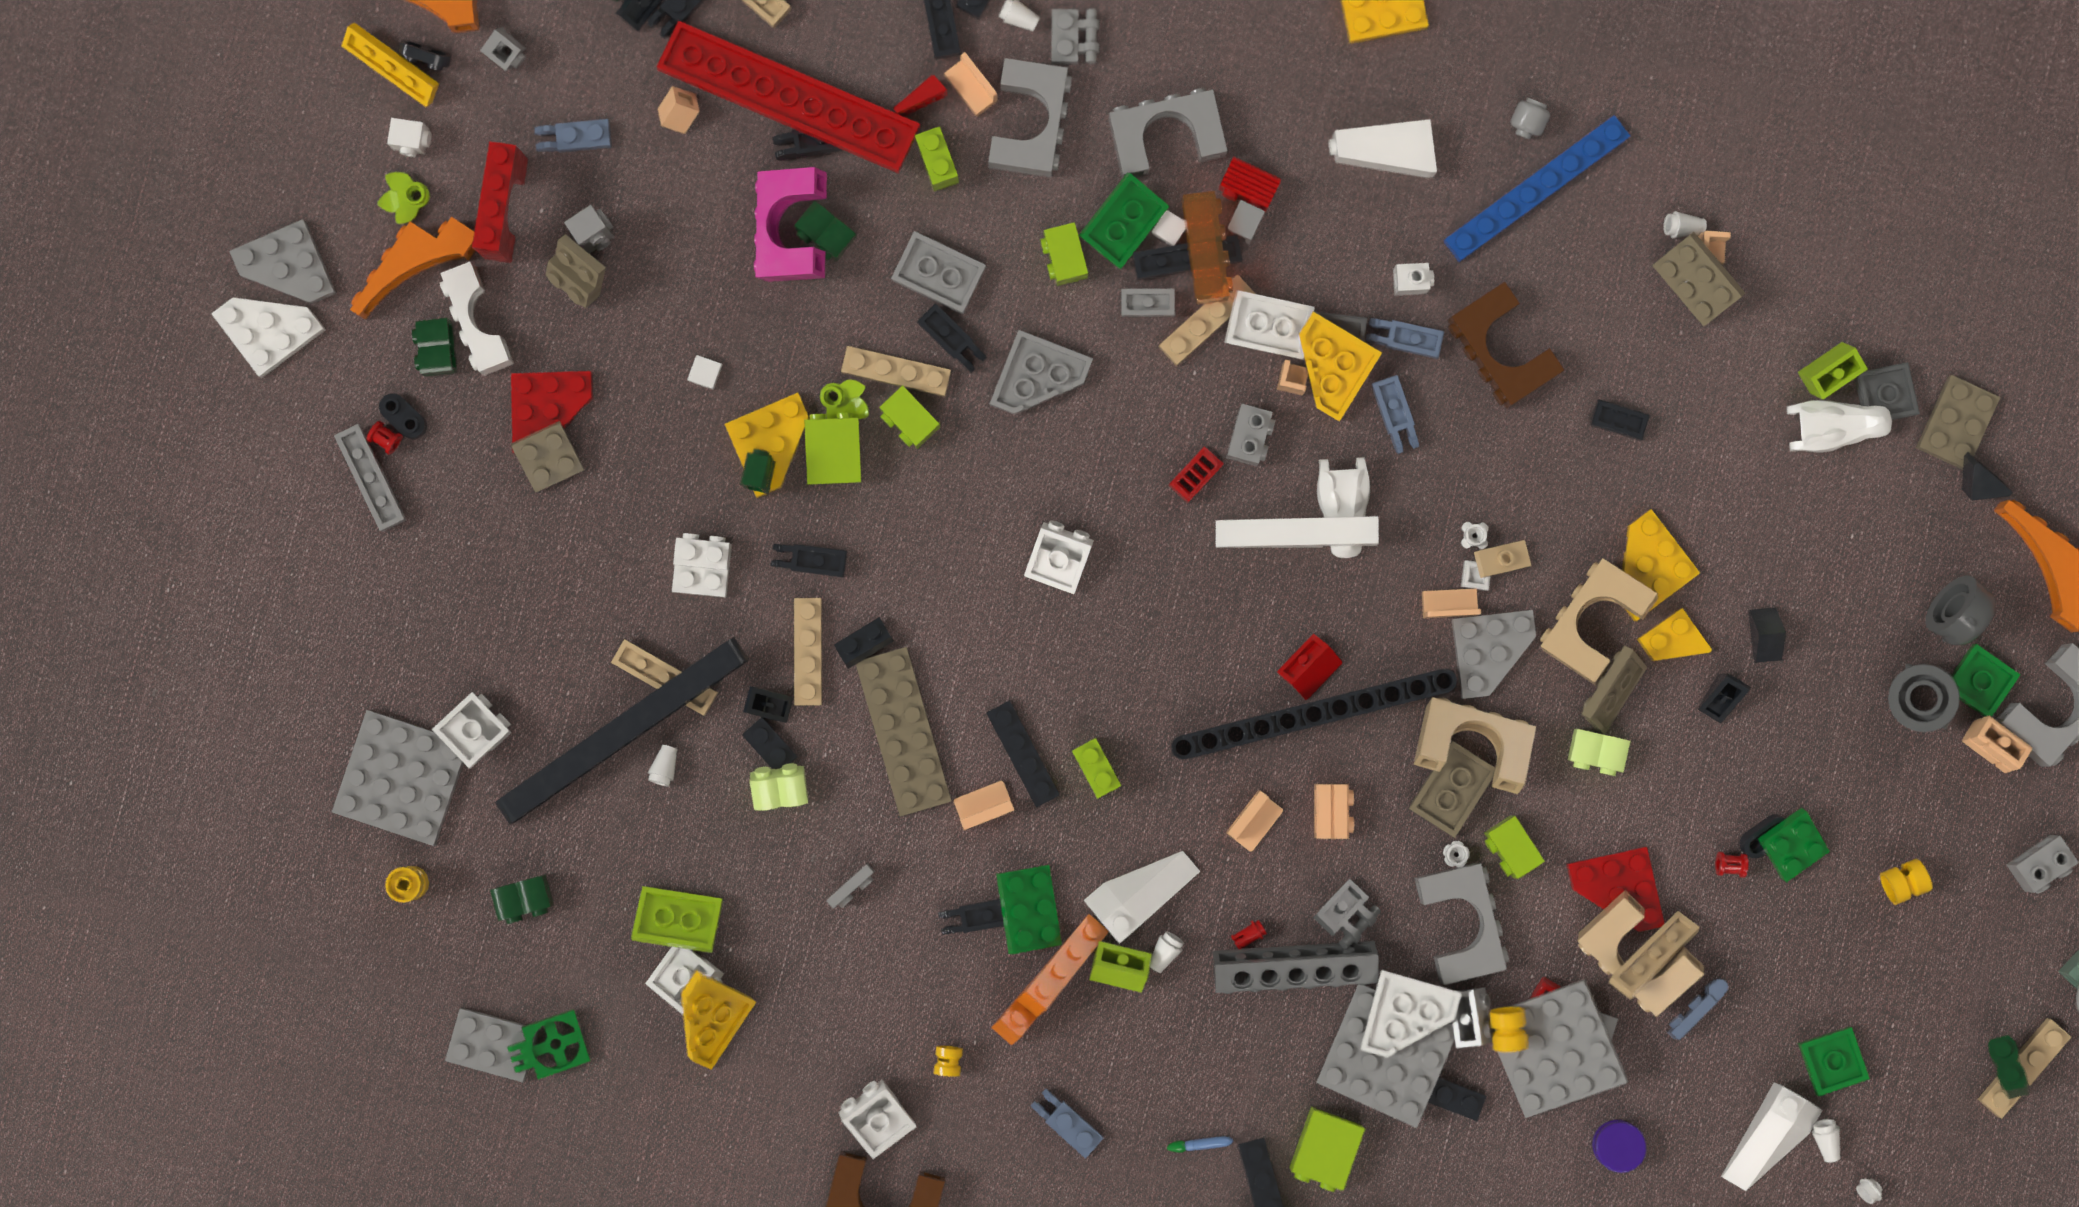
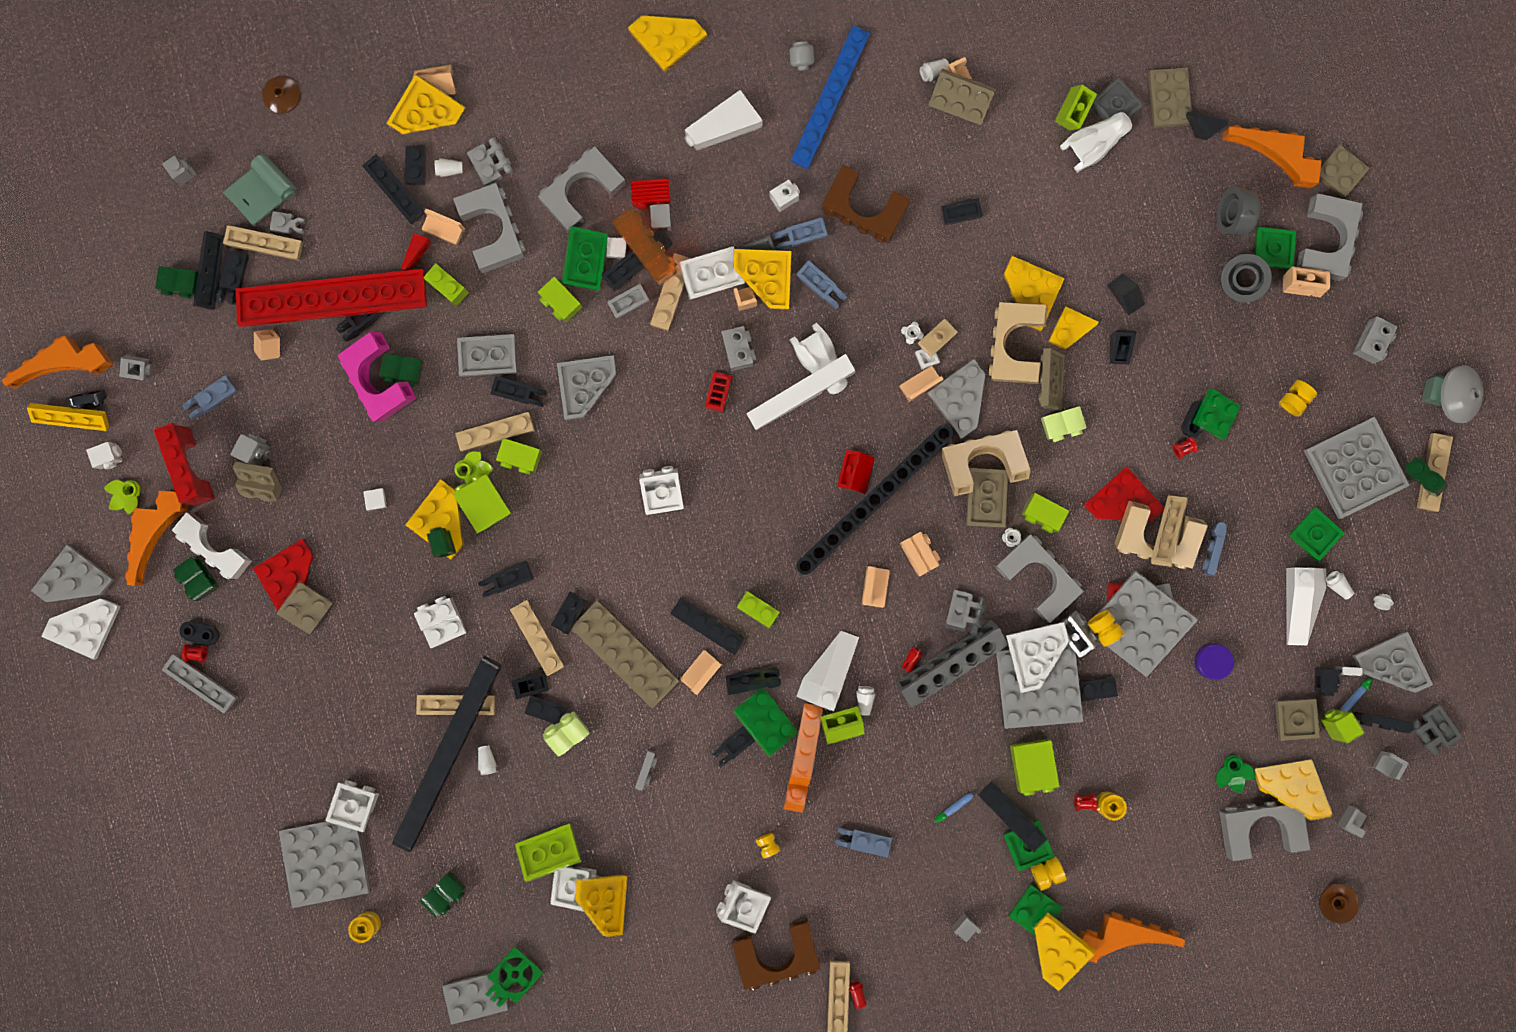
camera: 25 degrees left, 0 degrees up
(1041, 851) = (752, 680): none -> black hinge
(1930, 1008) = (1356, 468): none -> light grey plate

